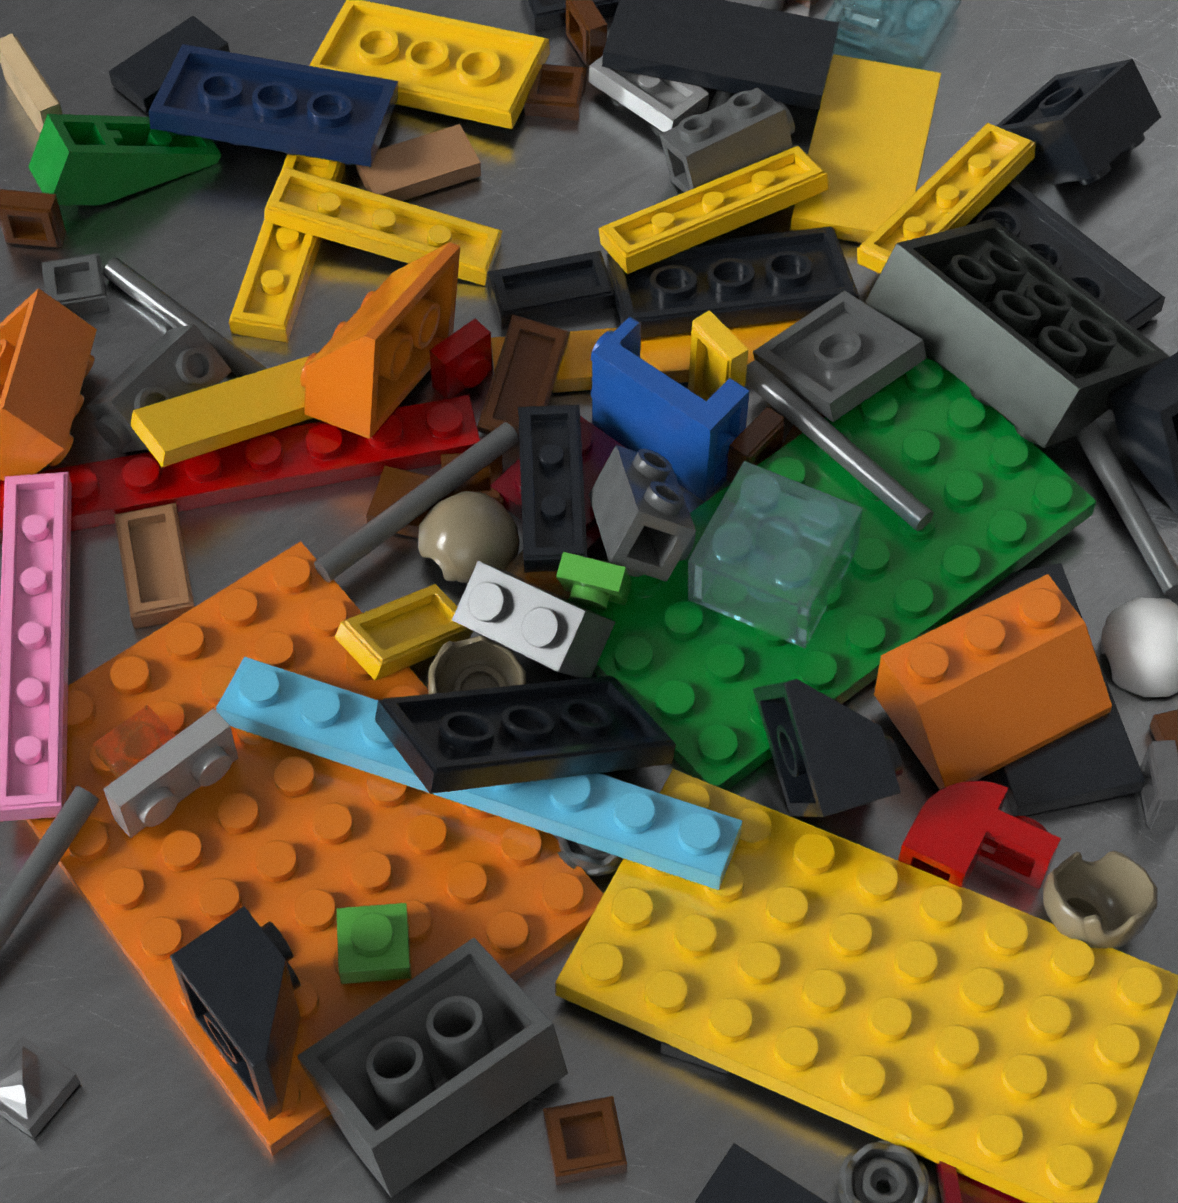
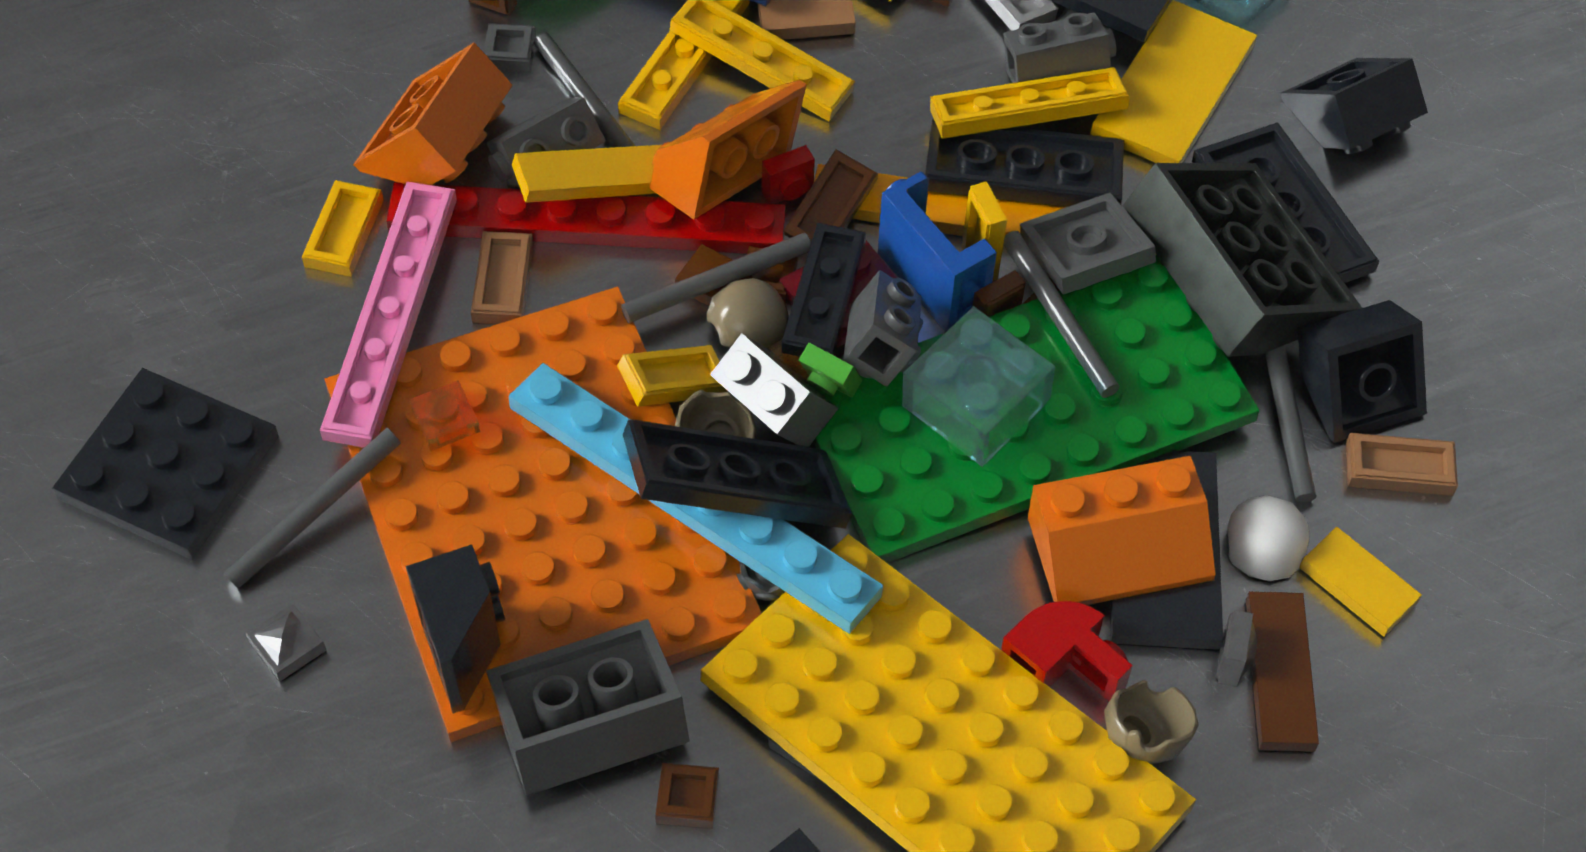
camera: 15 degrees right, 0 degrees up
(172, 772) = (459, 436): light grey plate -> none
(373, 943) = (571, 603): bright green plate -> none
(552, 288) = (881, 136): black tile -> none
(825, 751) = (966, 548): black slope -> none
(952, 193) = (1234, 132): yellow tile -> none

